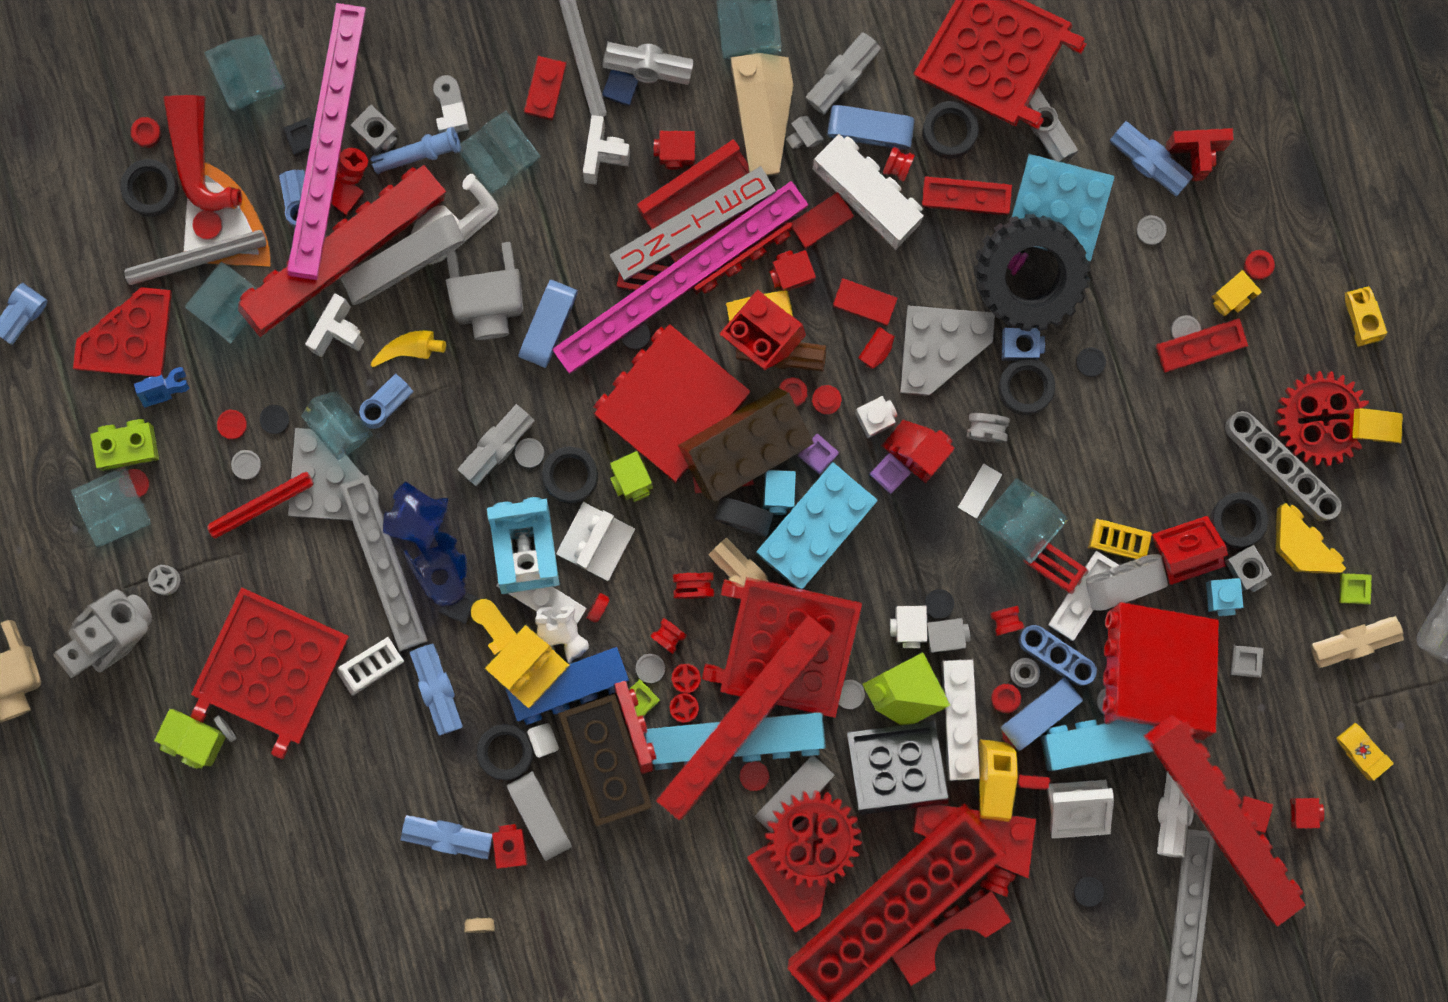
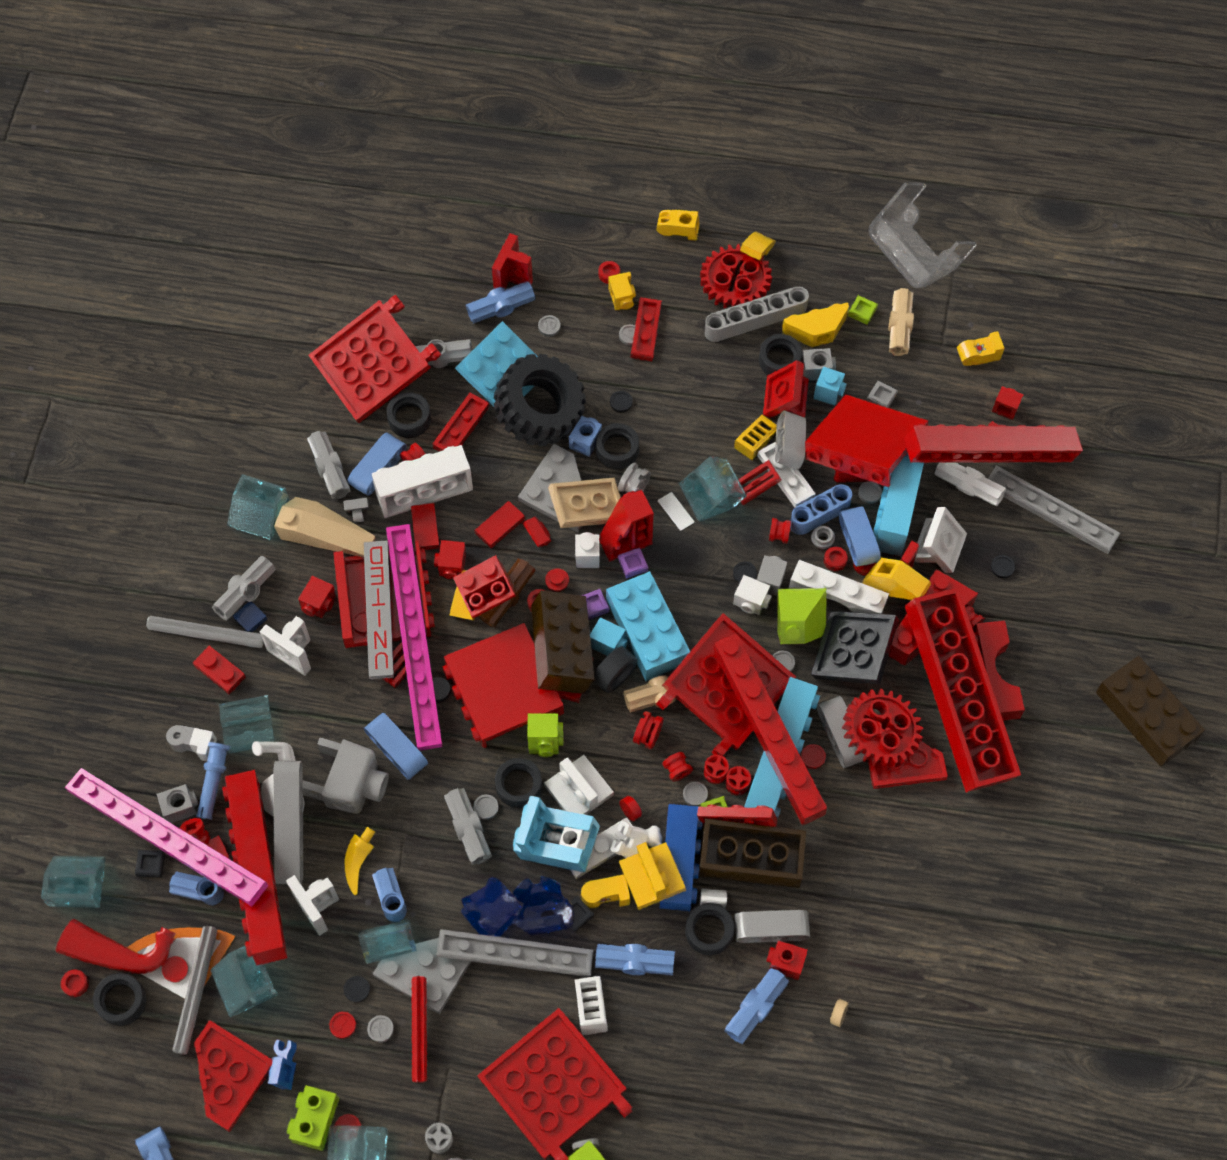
camera: 60 degrees left, 20 degrees down
(935, 387) = (584, 501): none -> tan tile

